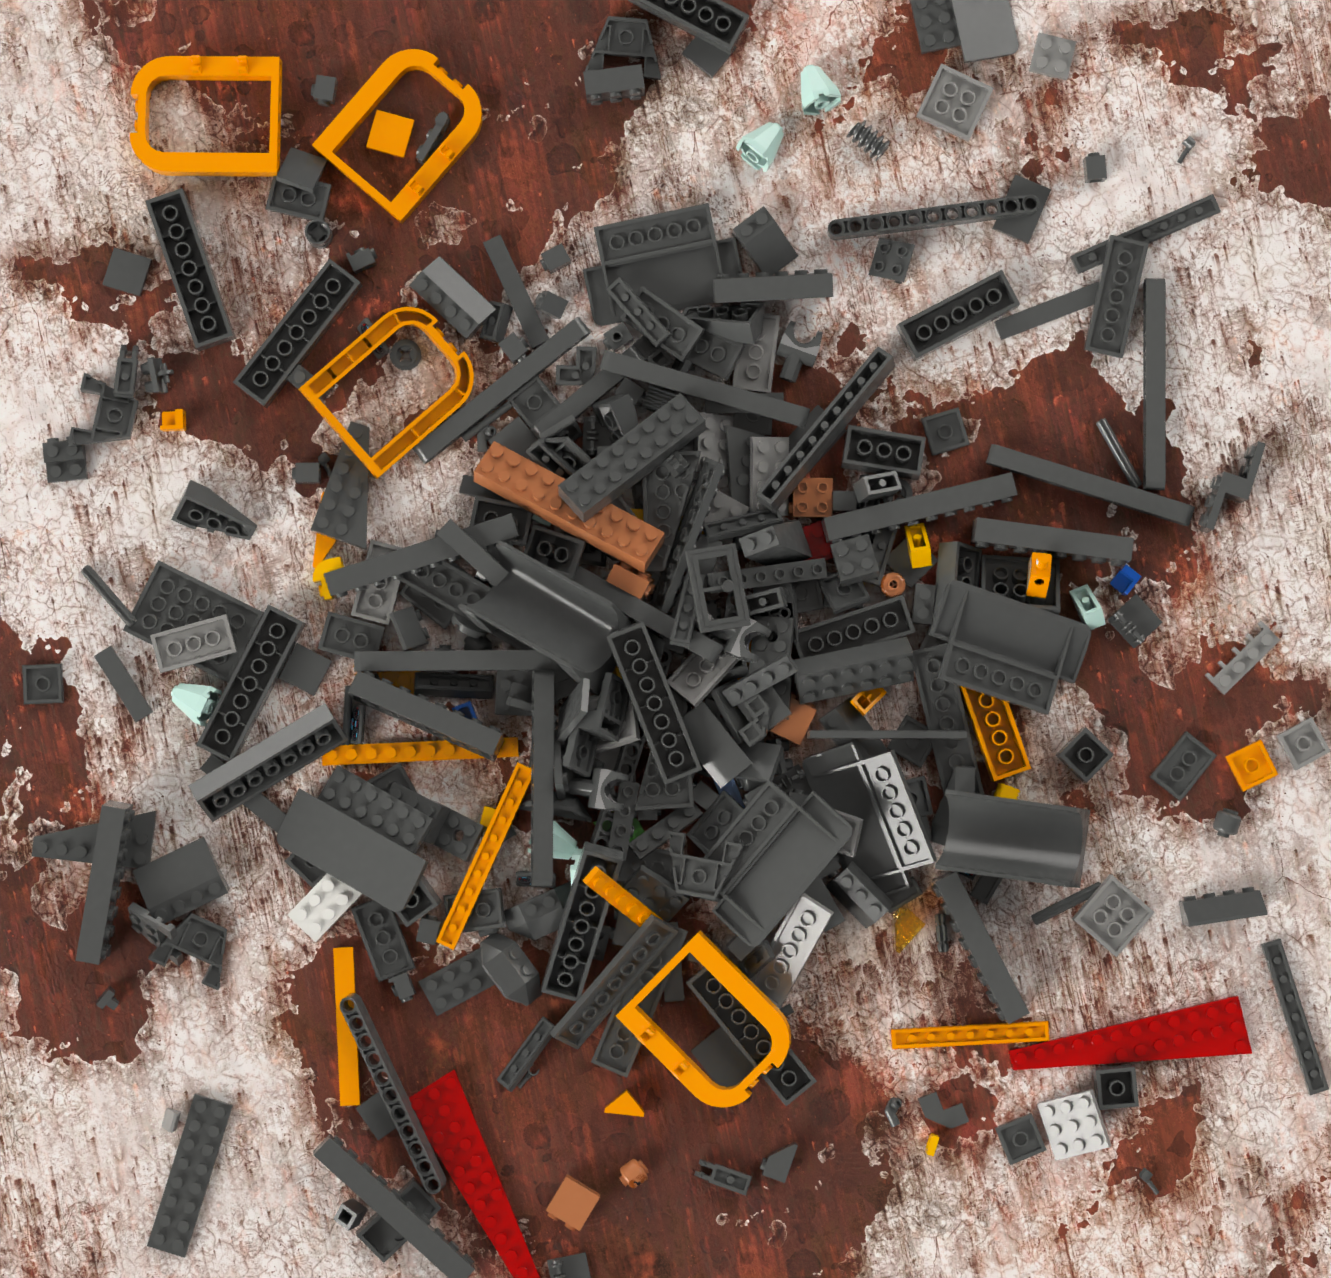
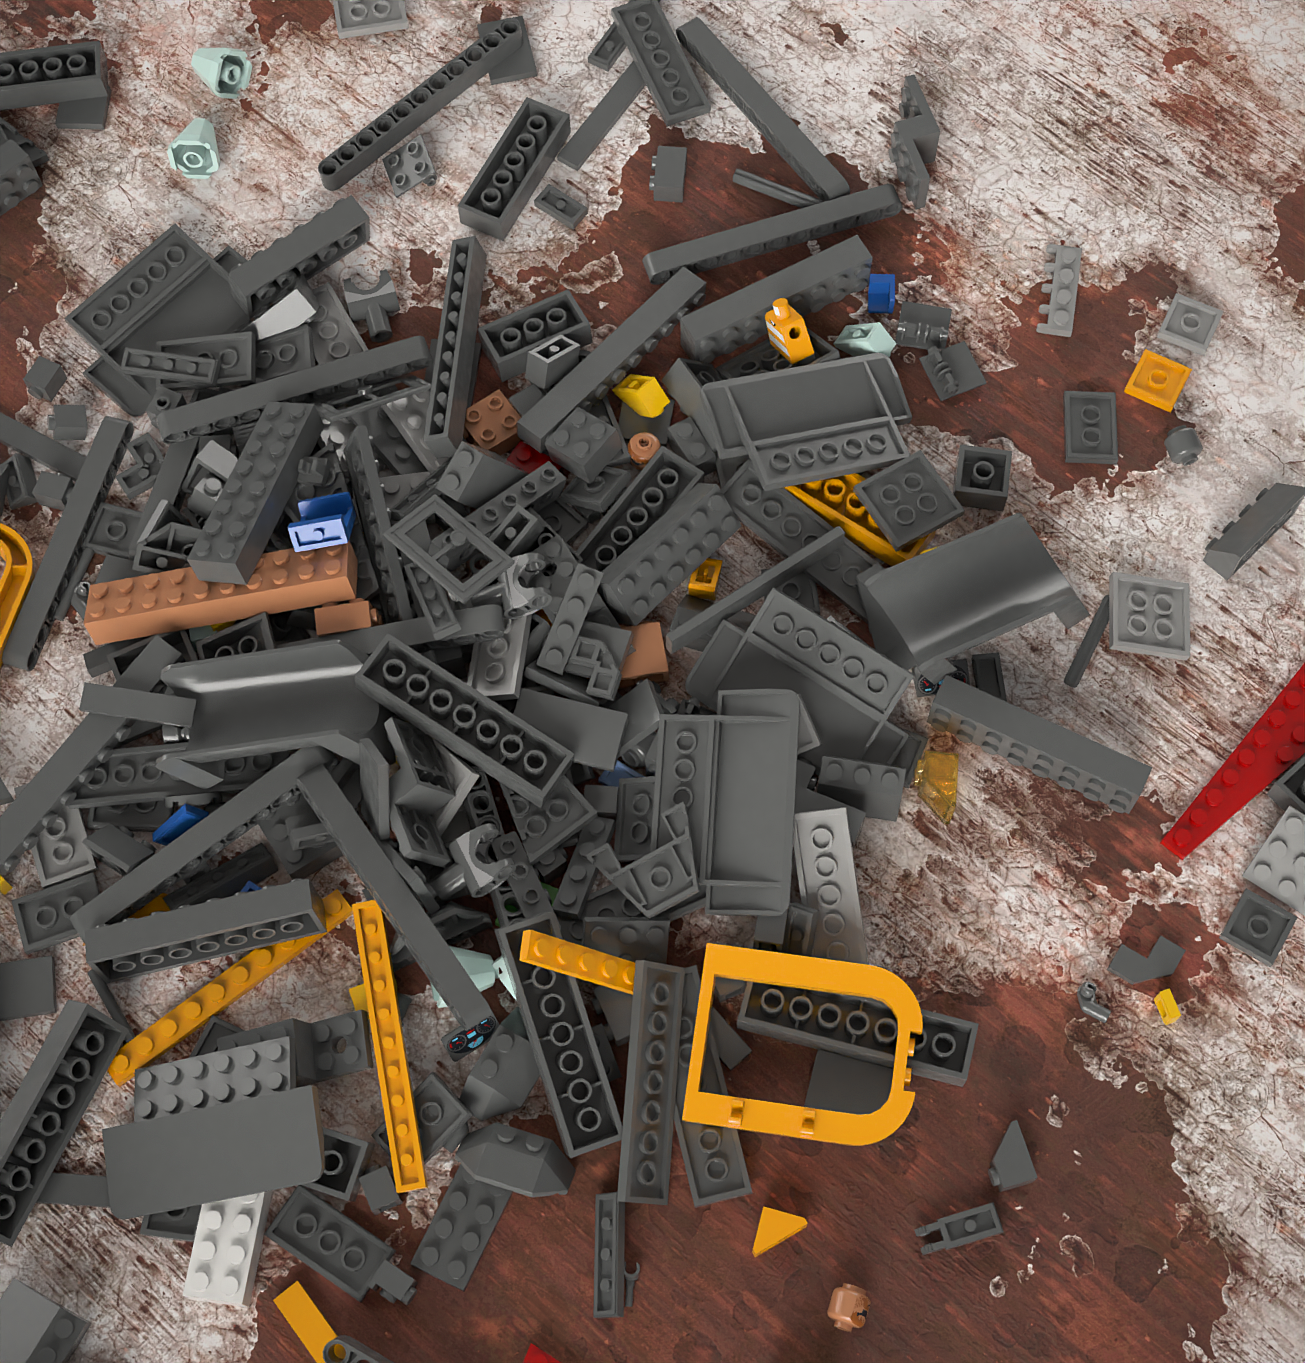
camera: 30 degrees left, 20 degrees down
(357, 724) = (130, 1005): slope -> none
(451, 637) = (178, 824): none -> blue tile
(602, 430) = (205, 495): none -> dark grey brick
(656, 511) = (323, 522): none -> blue panel
(748, 419) = (331, 414): none -> dark grey door
(764, 242) = (255, 224): dark grey slope -> none
(868, 139) = (305, 80): dark grey piece -> none
(941, 932) = (983, 766): dark grey axle -> none
(945, 431) = (586, 281): dark grey tile -> none
(968, 363) = (561, 206): none -> dark grey plate
(970, 1034) = (1104, 856): light orange tile -> none
(1022, 744) = (908, 500): none -> dark grey plate
(1057, 390) = (669, 174): none -> dark grey brick
(1128, 666) = (952, 370): none -> dark grey hinge

